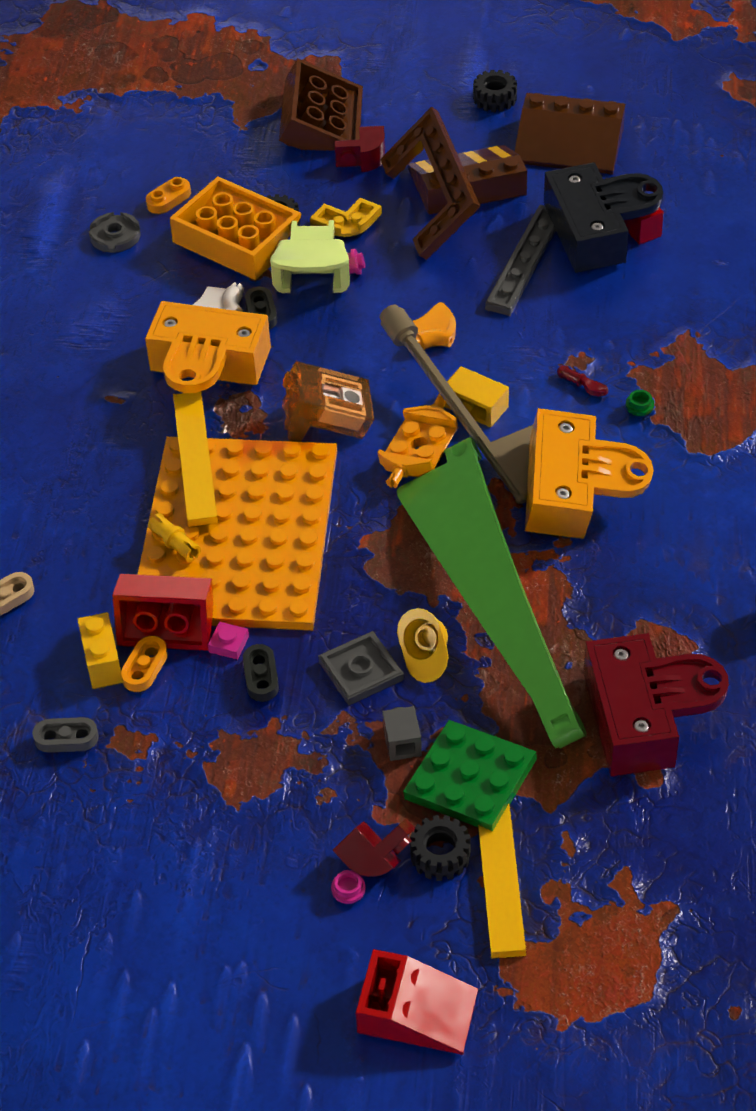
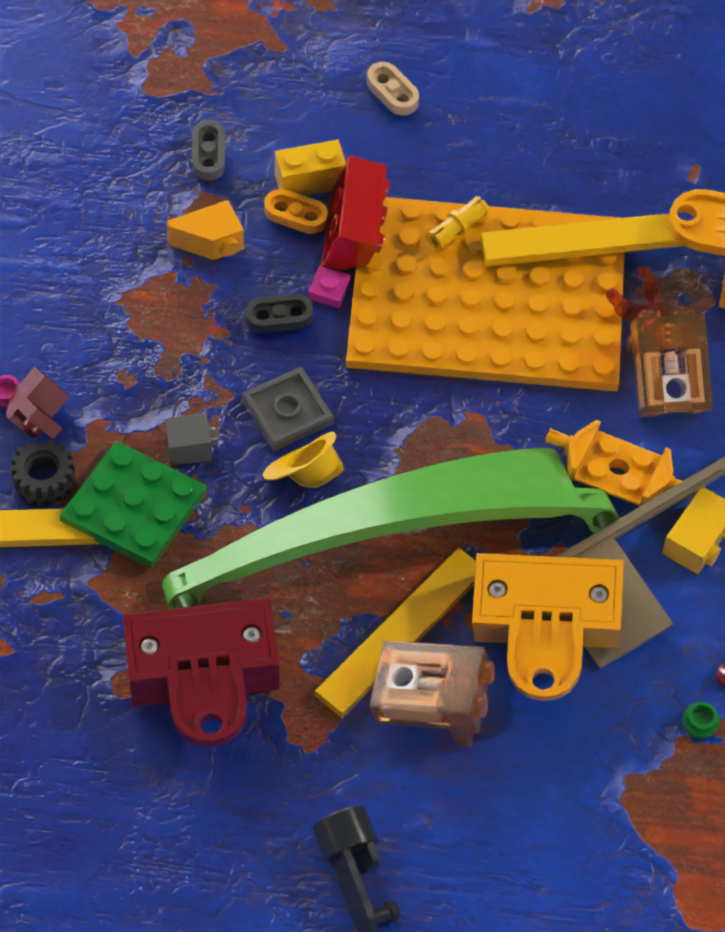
camera: 85 degrees right, 10 degrees up
(167, 726) = (207, 232): none -> light orange slope
(261, 424) = (629, 310): none -> clear red helmet
(583, 584) = (406, 624): none -> yellow tile
(649, 526) = (444, 690): none -> clear orange brick

